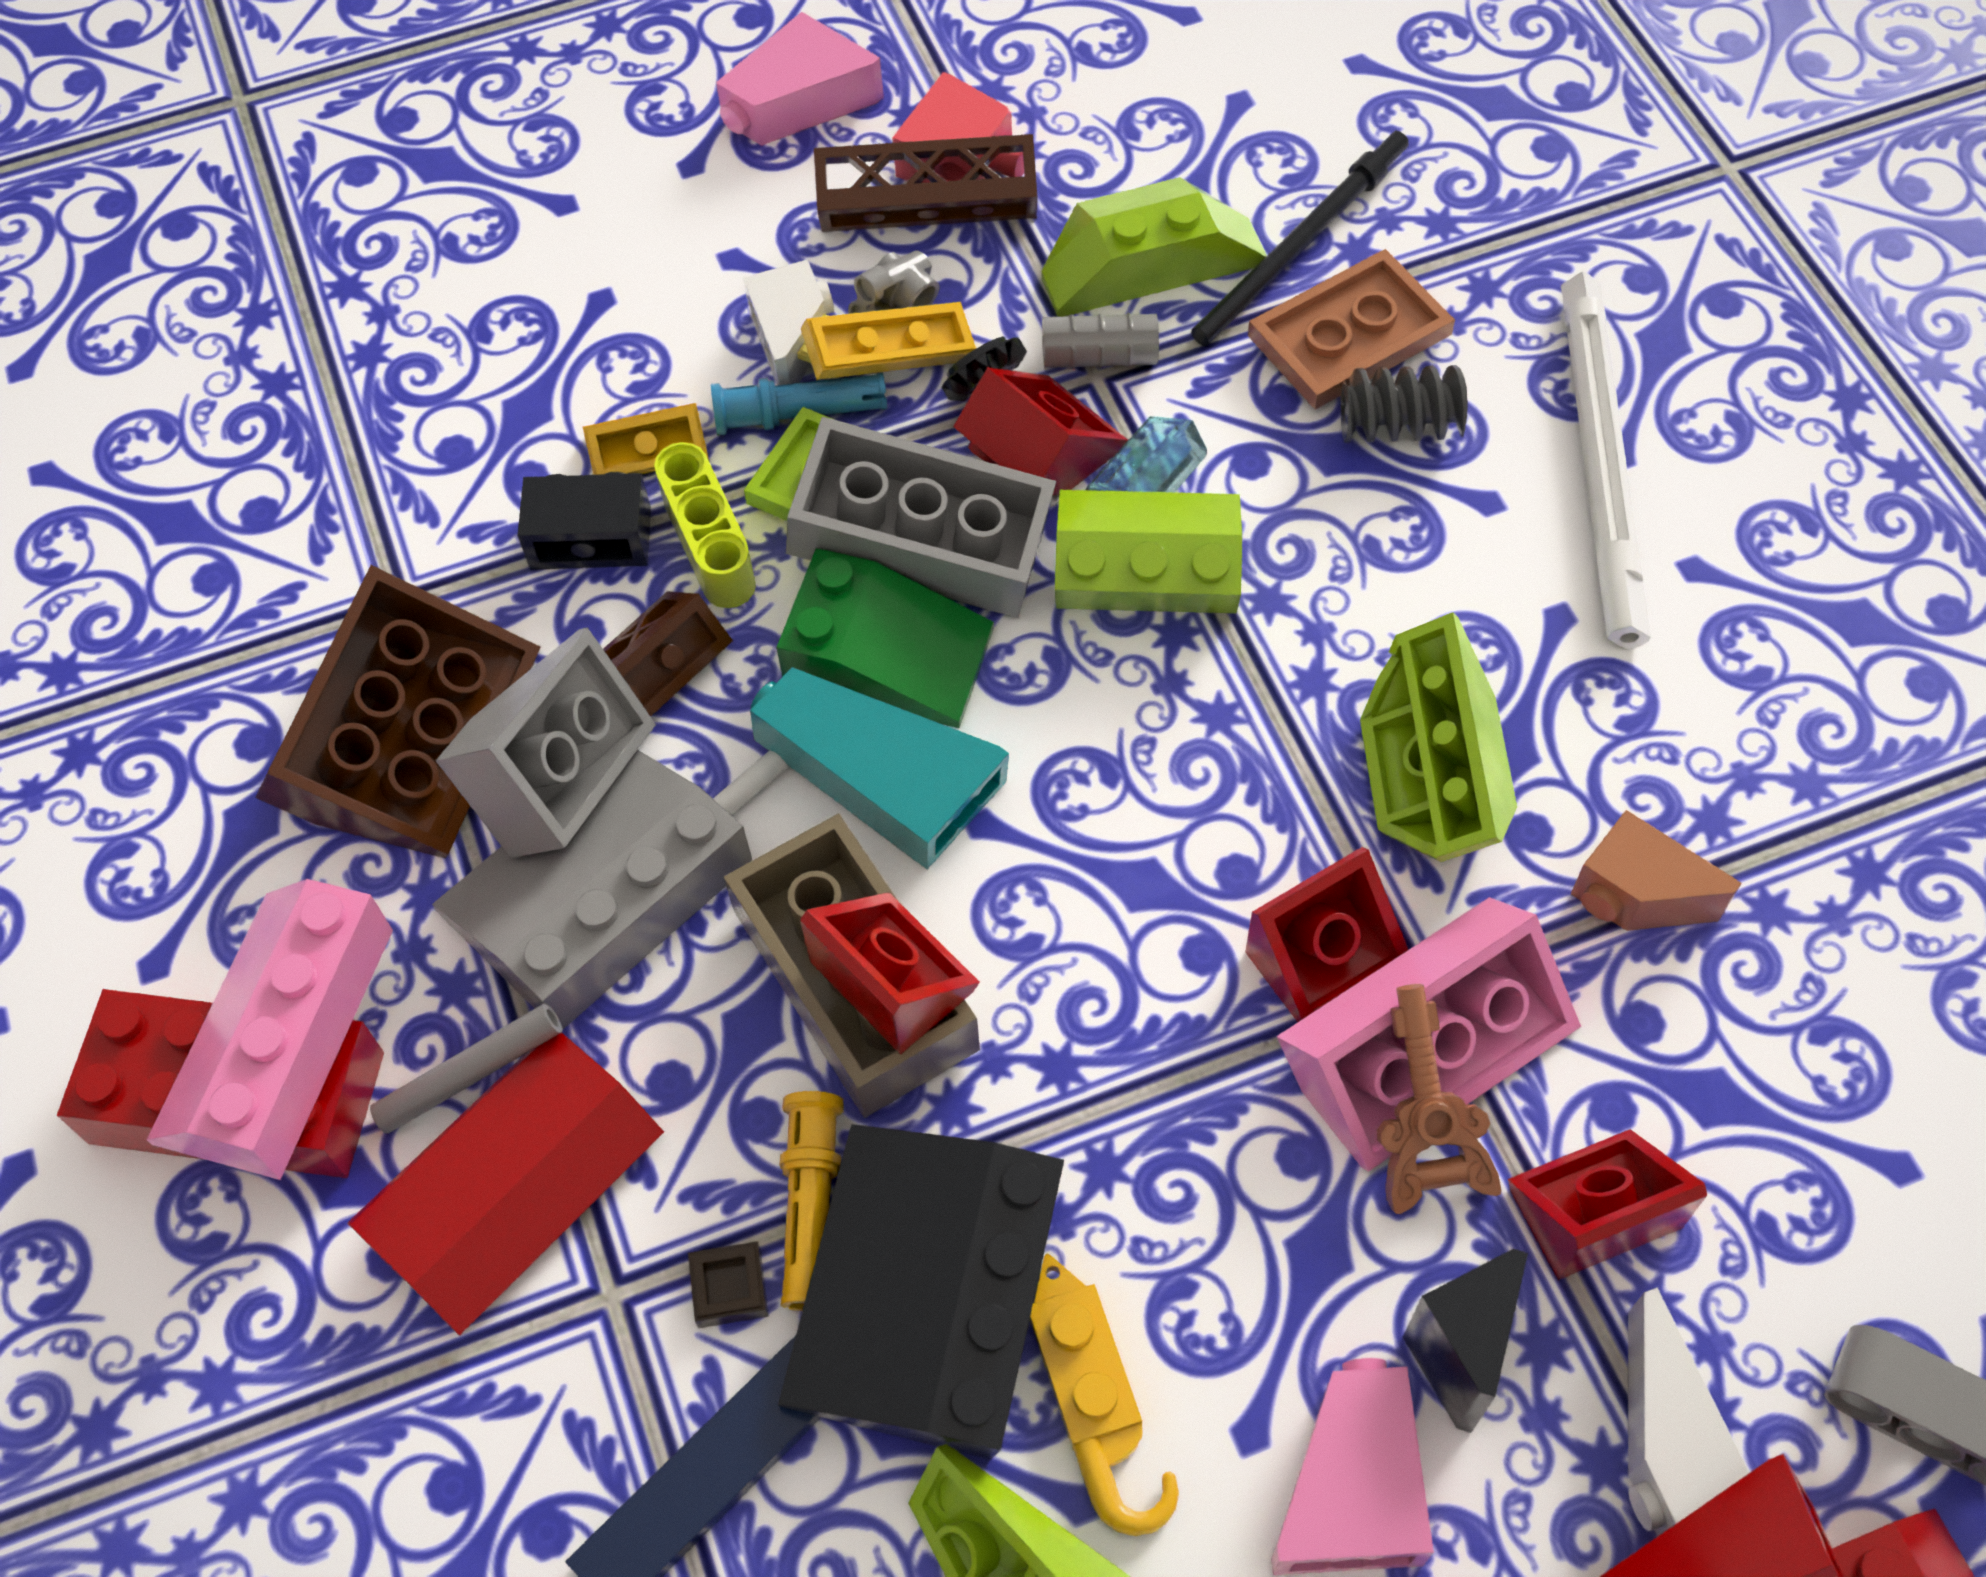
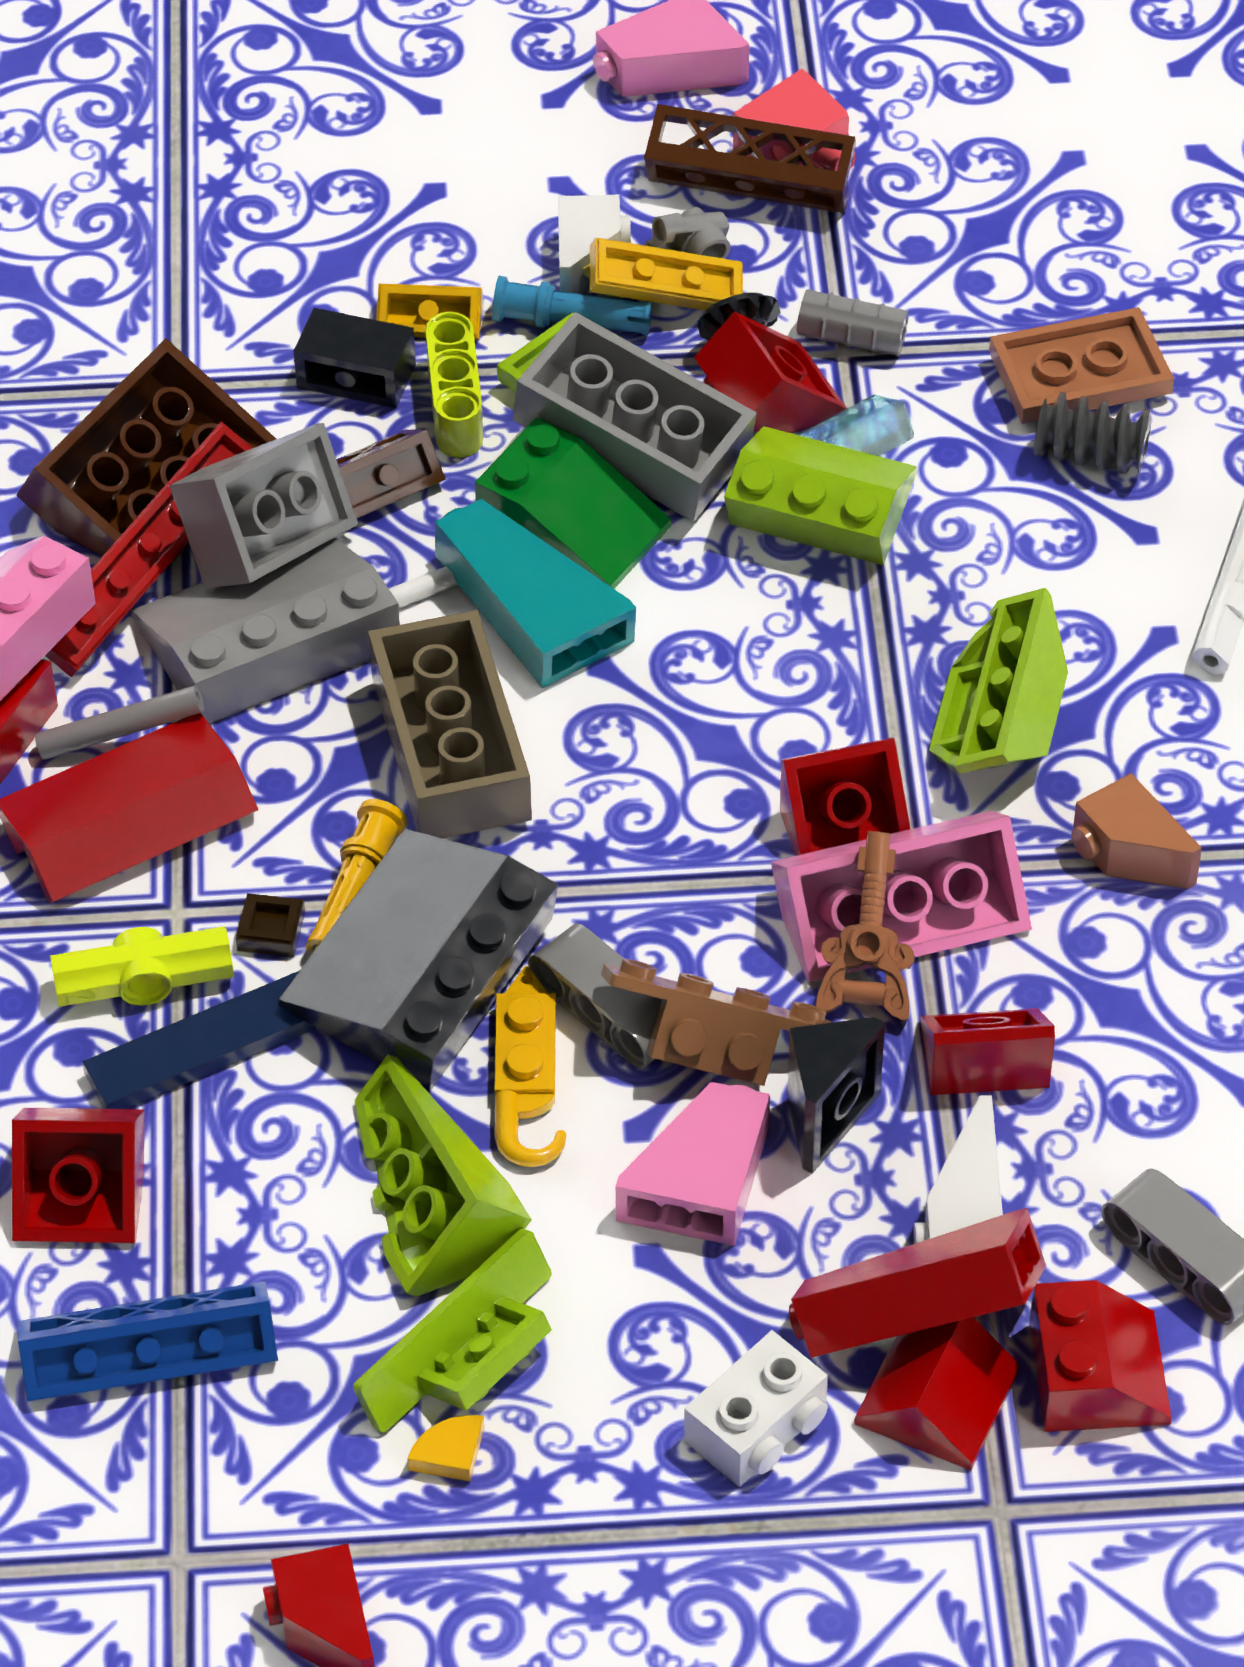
camera: 15 degrees right, 10 degrees down
(427, 824) = (138, 557): none -> red tile
(593, 1400) = (142, 966): none -> neon yellow piece
(886, 965) = (469, 715): red slope -> none
(1146, 245) = (931, 257): lime wedge -> none
(1158, 1269) = (573, 970): none -> light grey beam
(1301, 1283) = (712, 1028): none -> medium nougat bracket
(1363, 176) = (1154, 244): black bar -> none

